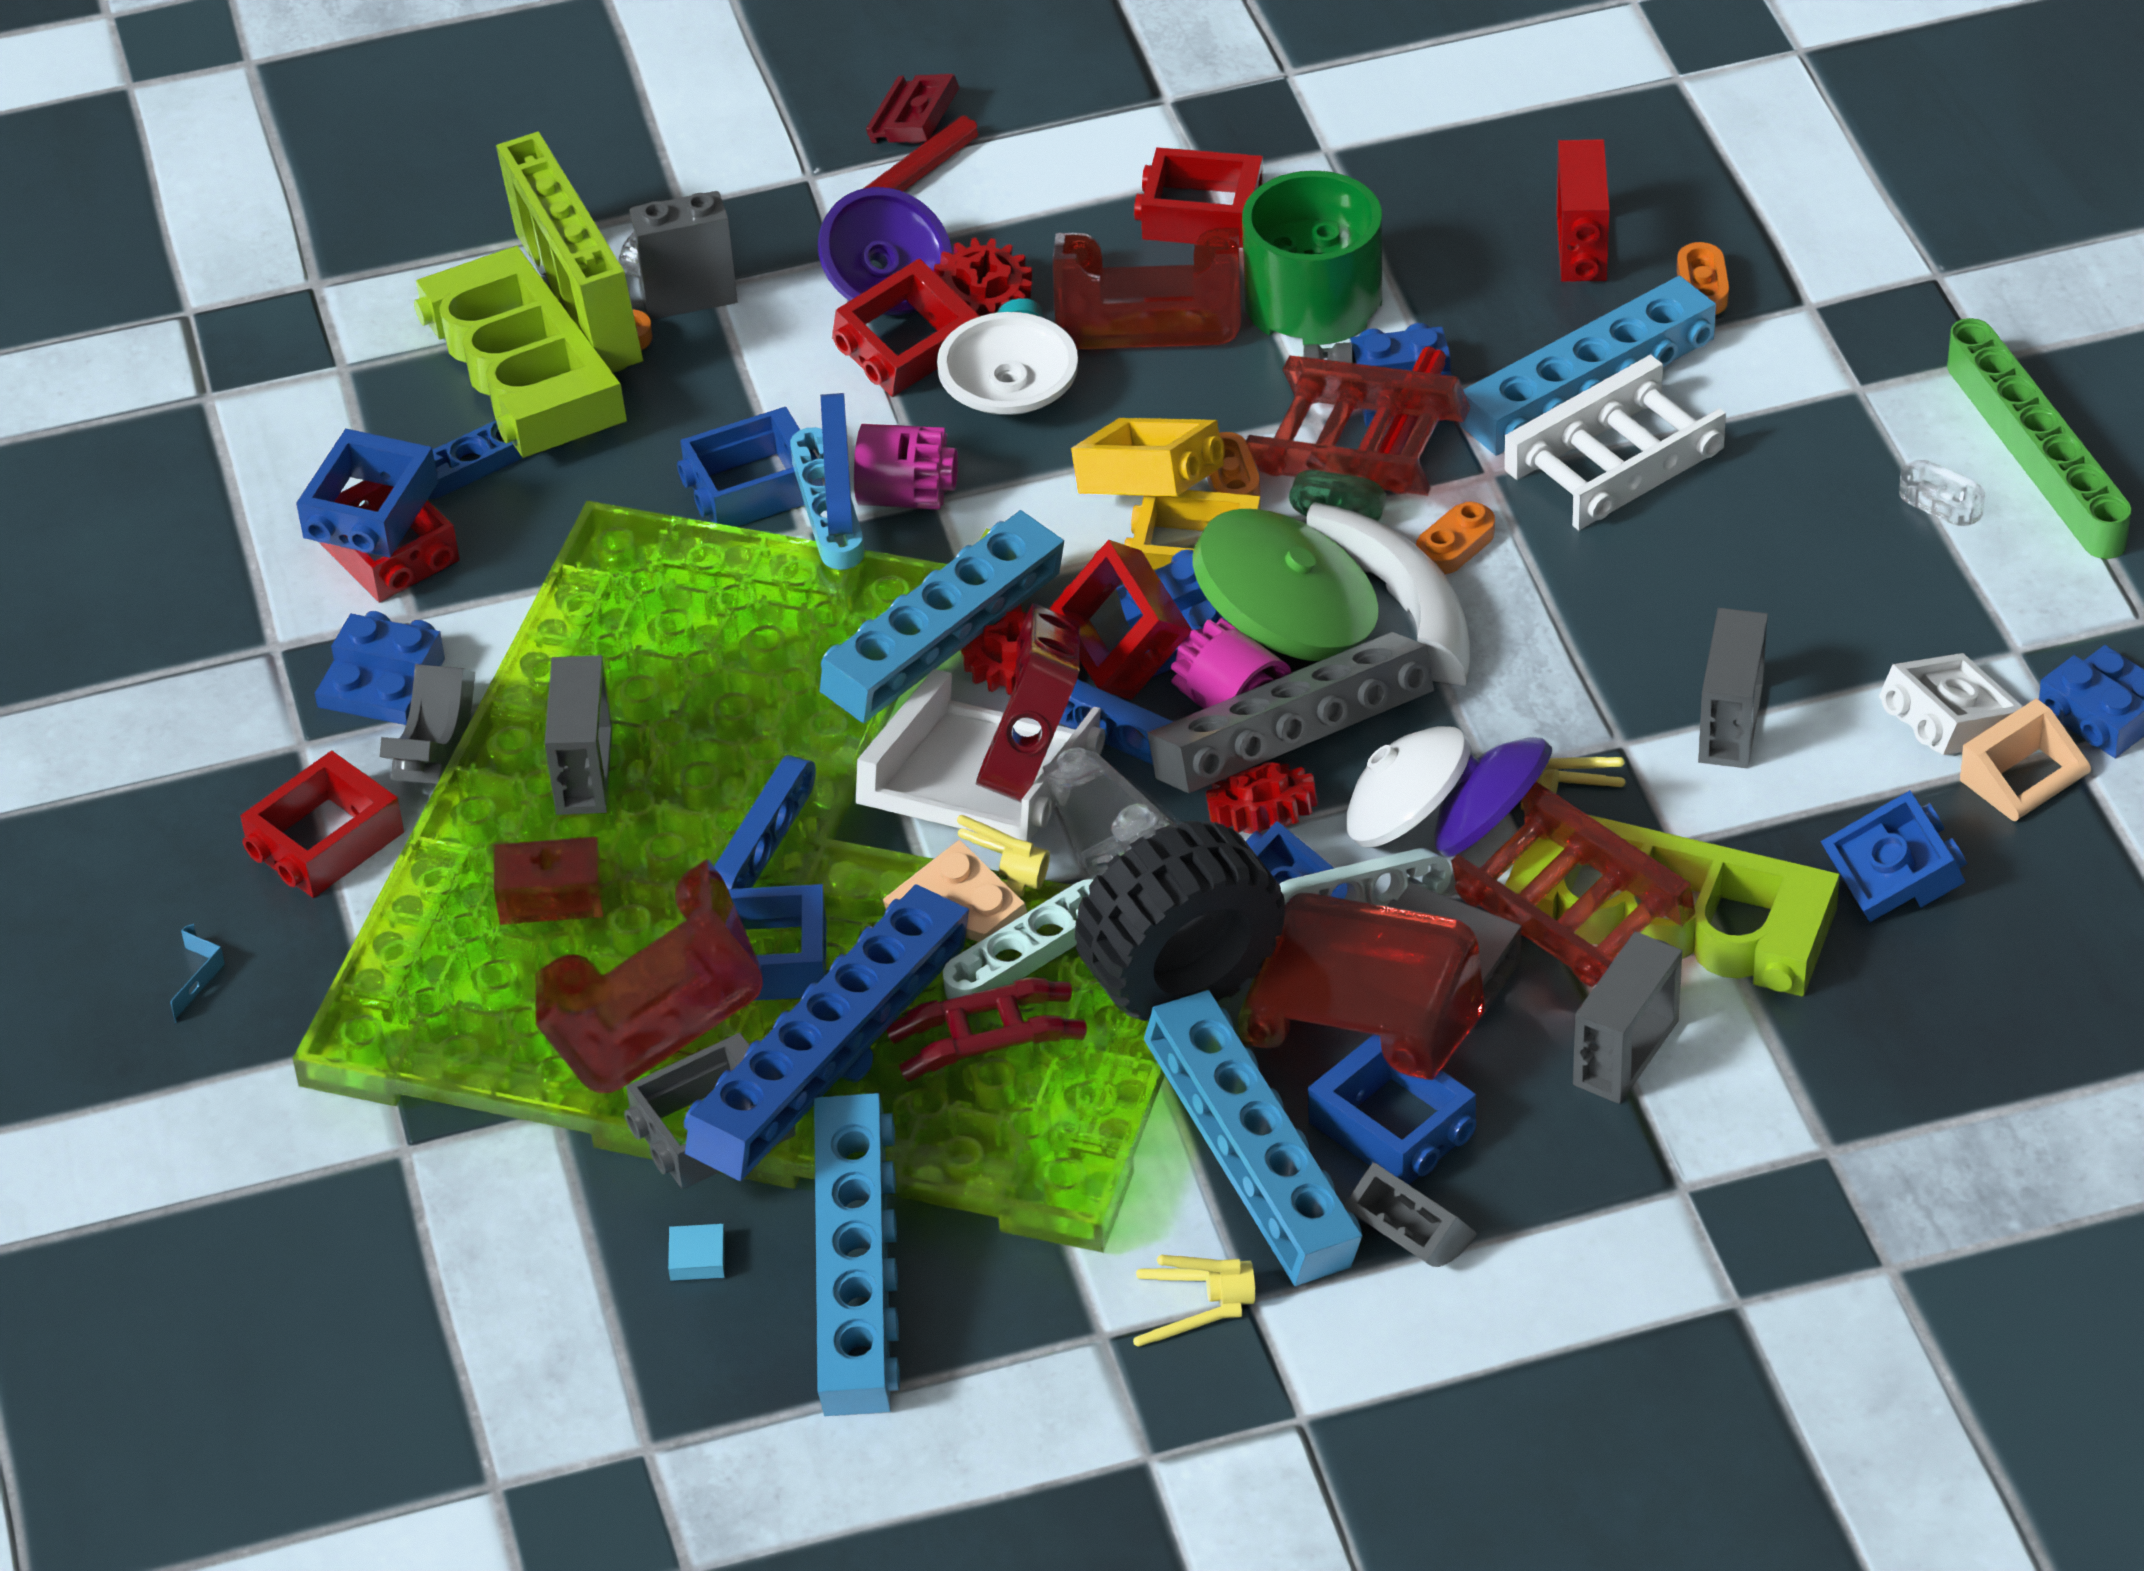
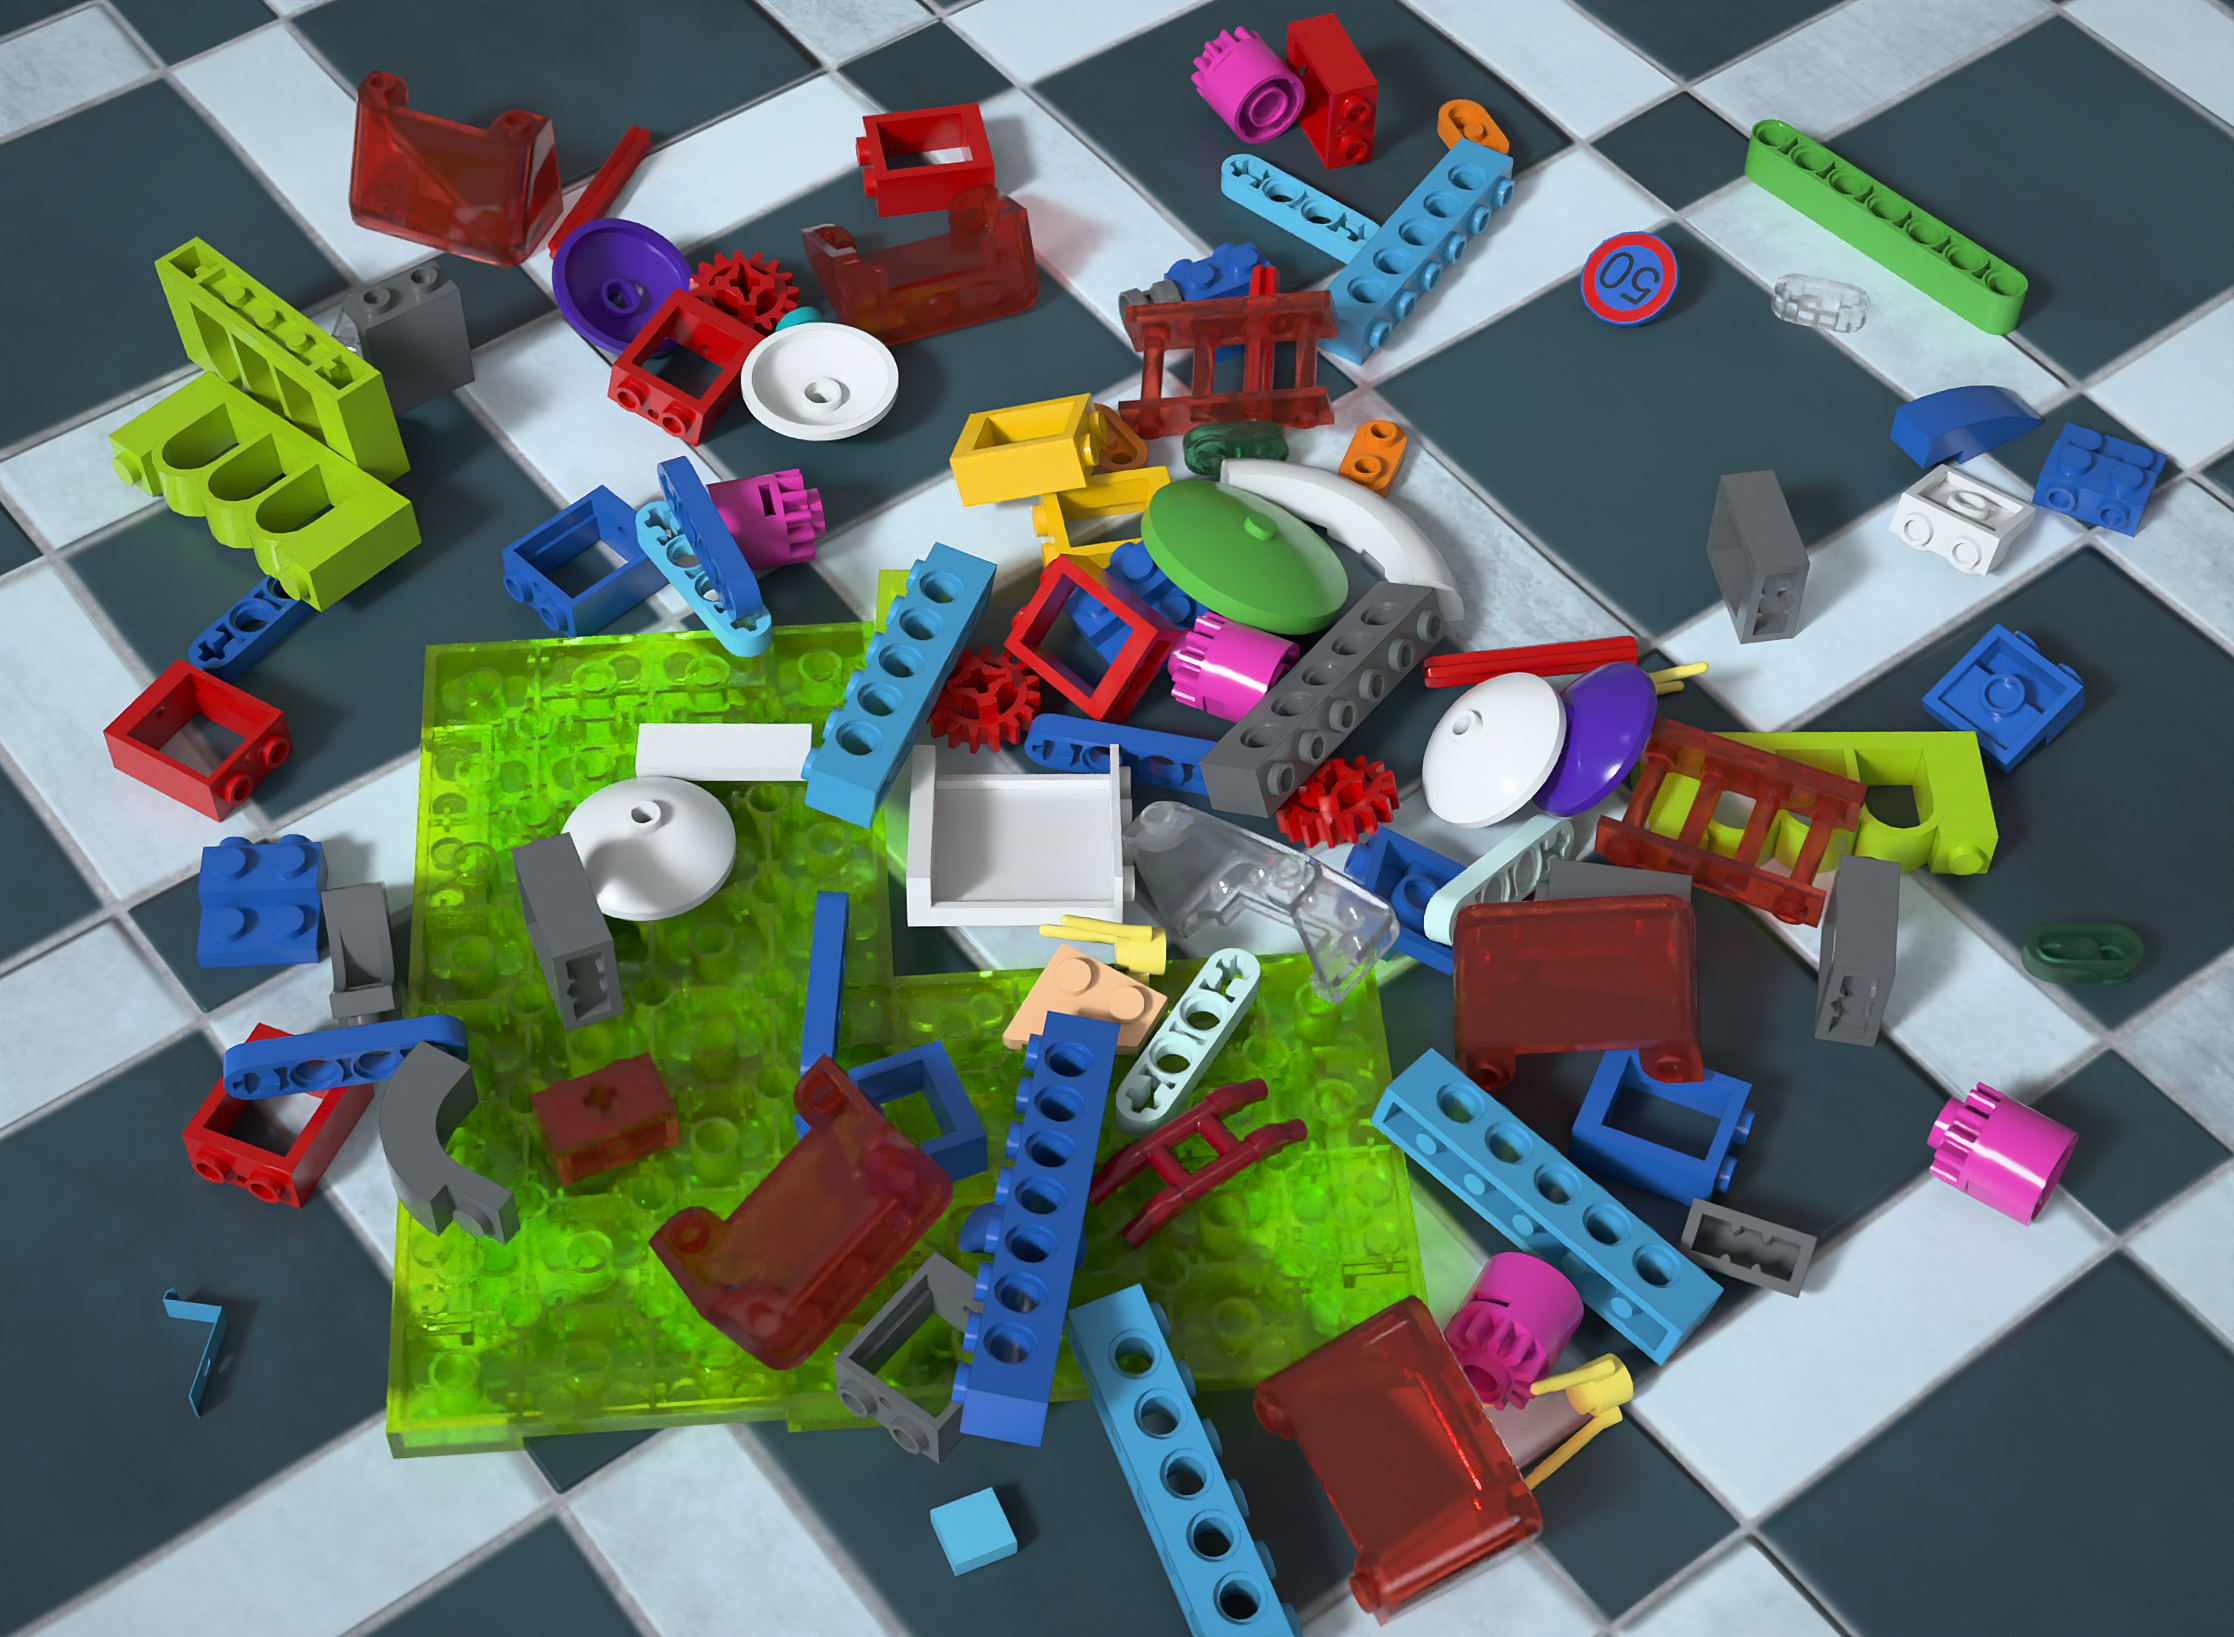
camera: 25 degrees left, 5 degrees up
(373, 459) = (170, 657): blue window -> none
(403, 853) = (417, 1118): none -> dark grey arch
(448, 796) = (276, 1066): none -> blue beam
(683, 694) = (653, 846): none -> white dish
(770, 634) = (723, 751): none -> white tile
(782, 135) = (451, 182): none -> clear red windscreen
(913, 108) = (579, 125): dark red plate -> none
(1025, 1282) = (1403, 1458): none -> clear red windscreen
(1044, 682) = (1095, 742): dark red beam -> none
(1172, 1214) = (1513, 1327): none -> dark pink gear
(1179, 918) = (1384, 978): black tyre -> none
(1312, 256) = (1092, 194): green brick -> none
(1497, 729) = (1539, 660): none -> red axle
(1503, 313) = (1254, 182): none -> medium azure beam
(1514, 191) = (1248, 86): none -> dark pink gear
(1607, 407) = (1455, 290): white fence -> none
(1660, 1202) = (2000, 1152): none -> dark pink gear
(1769, 432) = (1630, 279): none -> piece
(1838, 1075) = (2076, 952): none -> clear green plate
(2004, 622) = (1960, 423): none -> blue slope
(2009, 743) = (2035, 588): light nougat tile -> none

